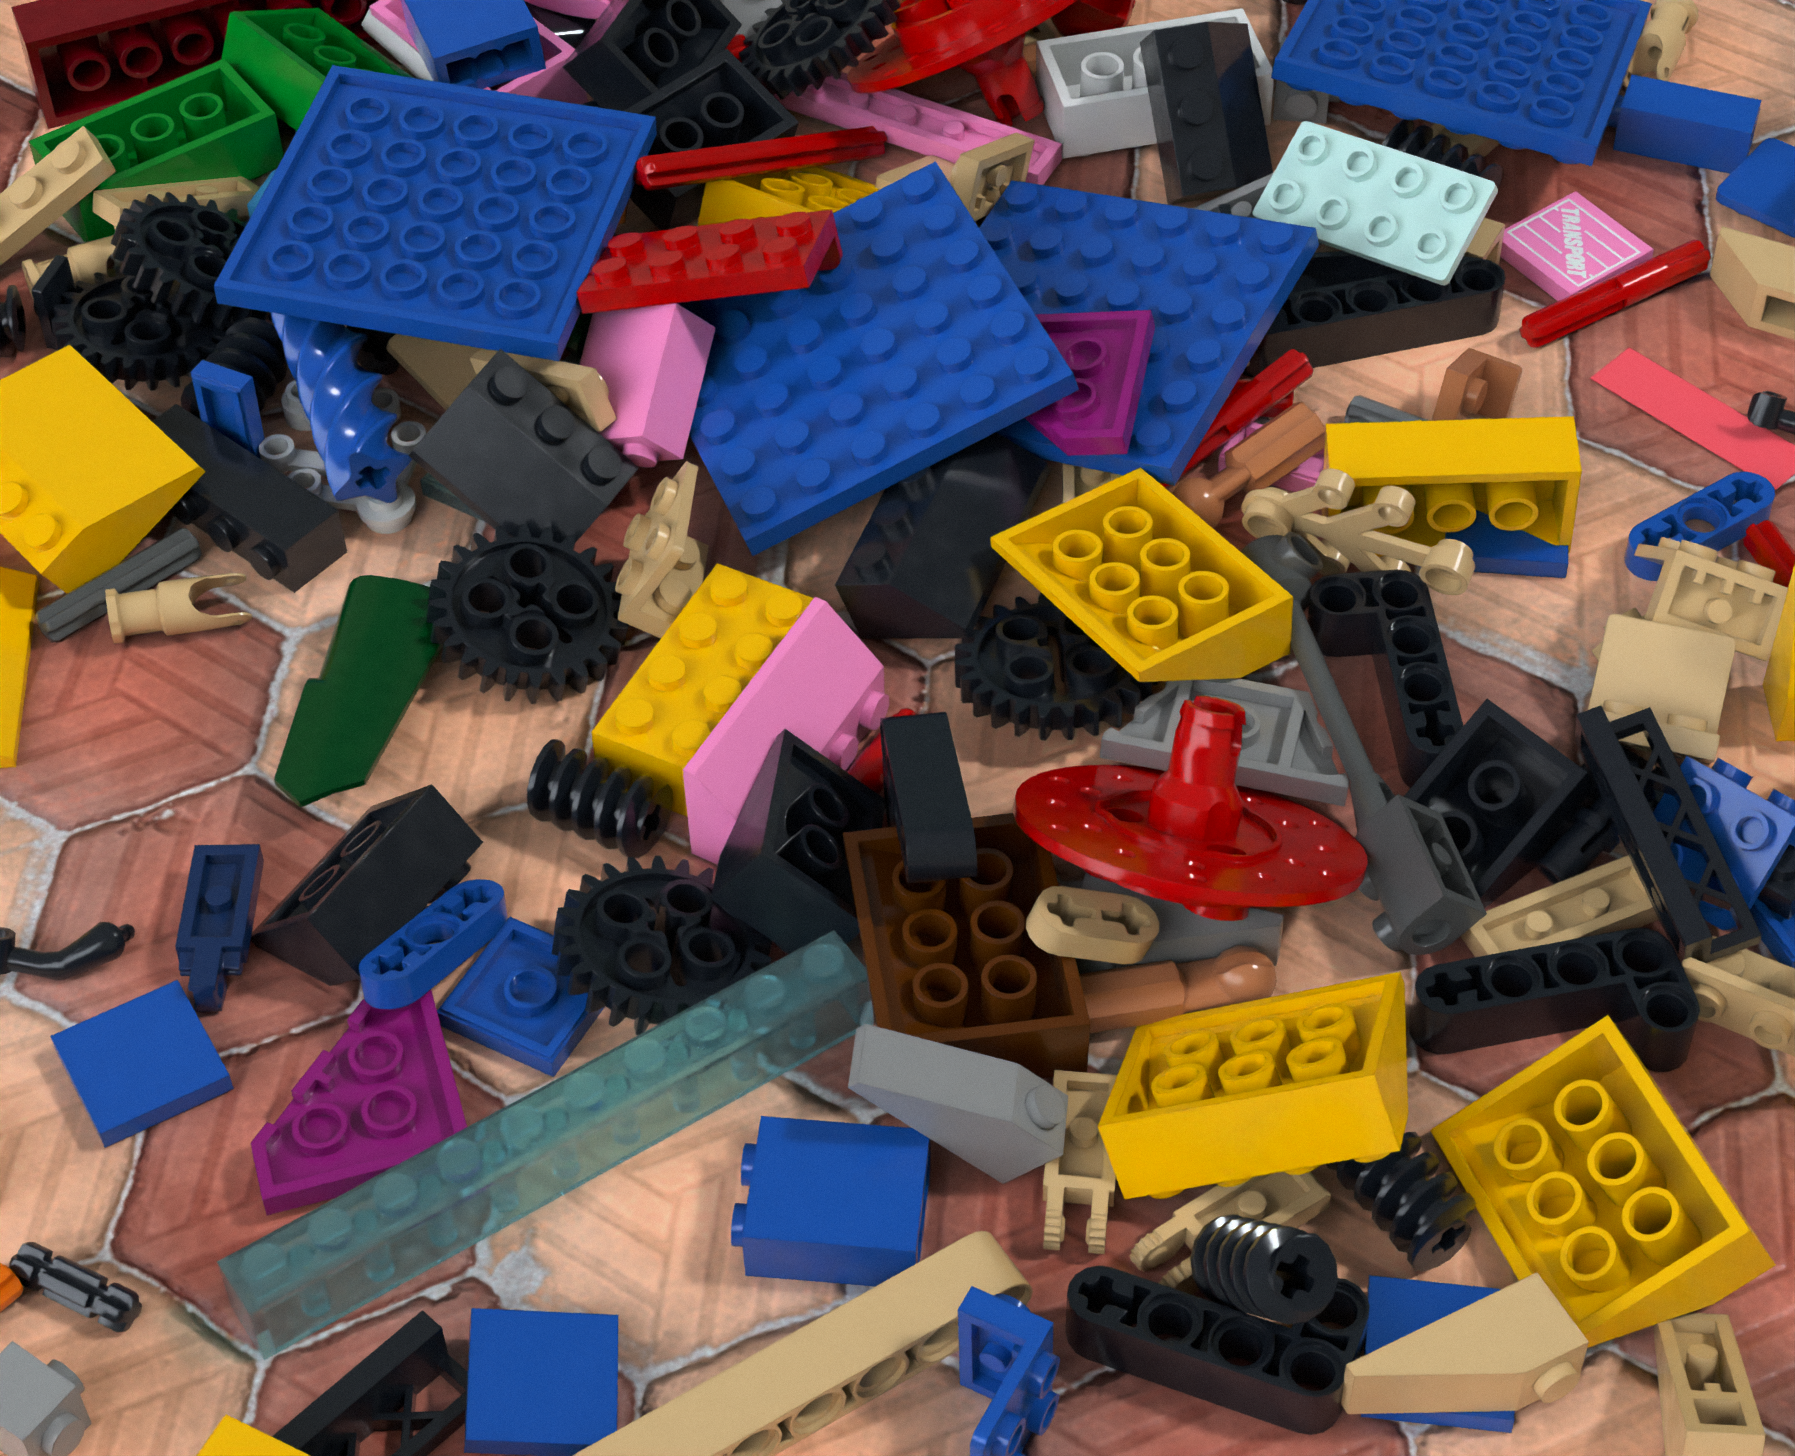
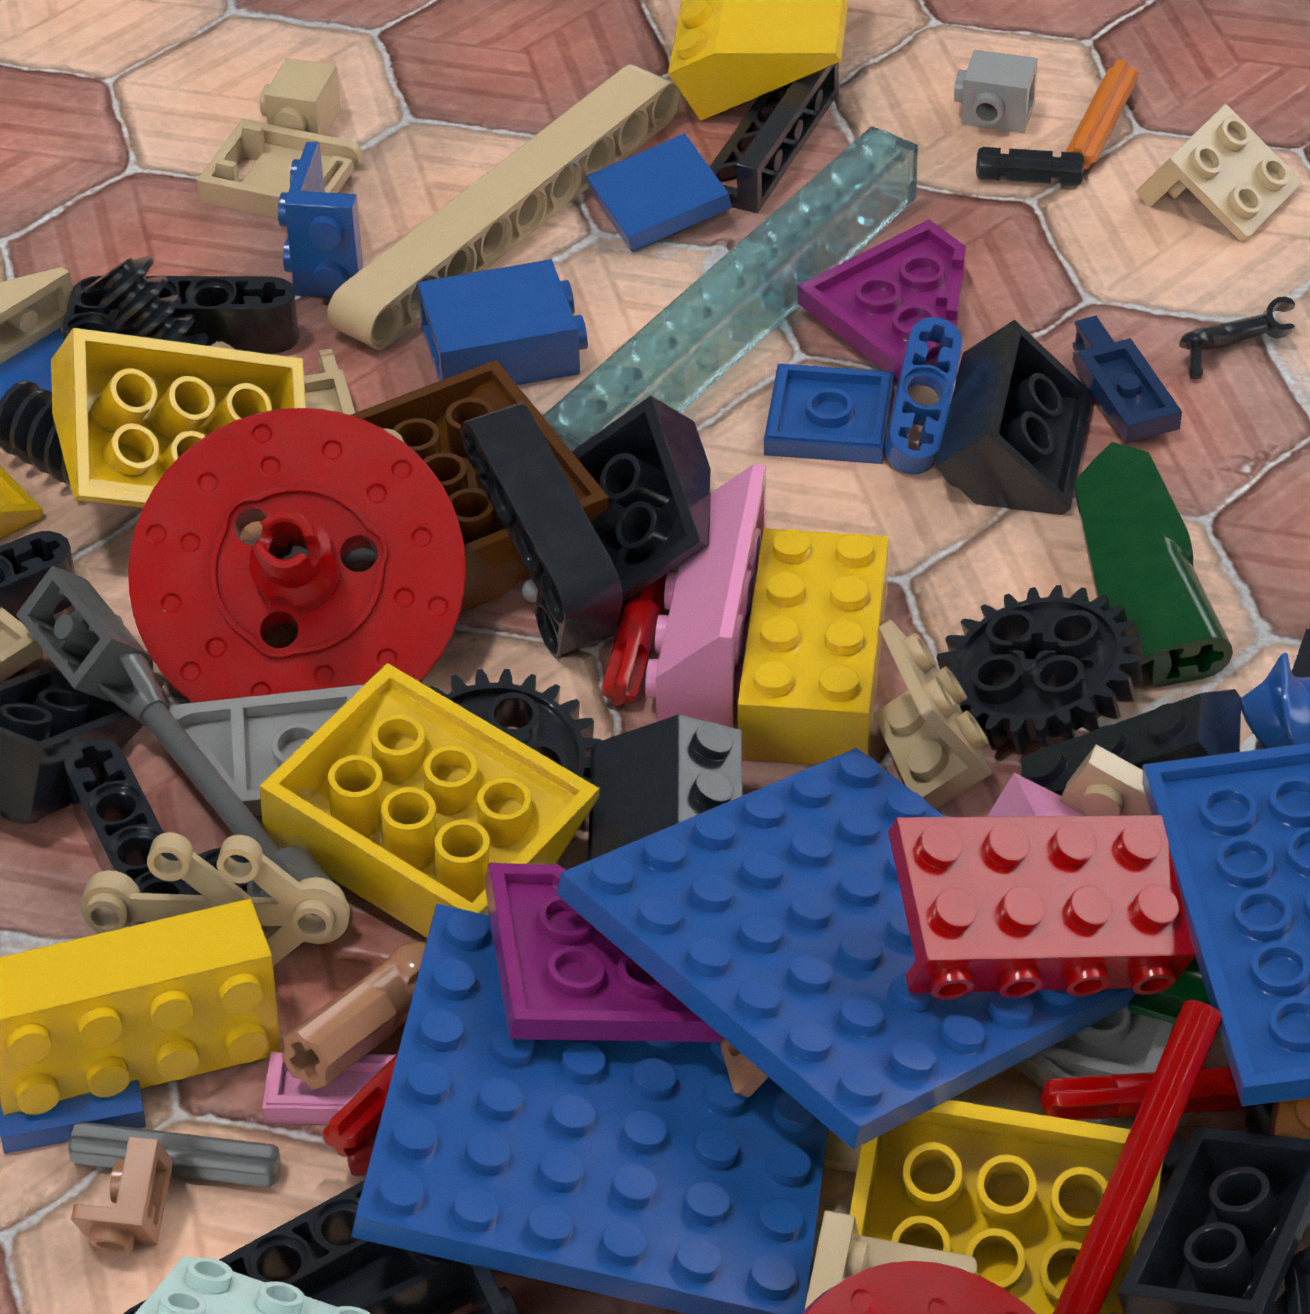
camera: 160 degrees right, 5 degrees down
(141, 1063) = (1103, 284): blue tile -> none
(595, 803) = (904, 528): black piece -> none
(651, 942) = (760, 422): black gear -> none
(962, 1100) = (420, 348): light grey slope -> none

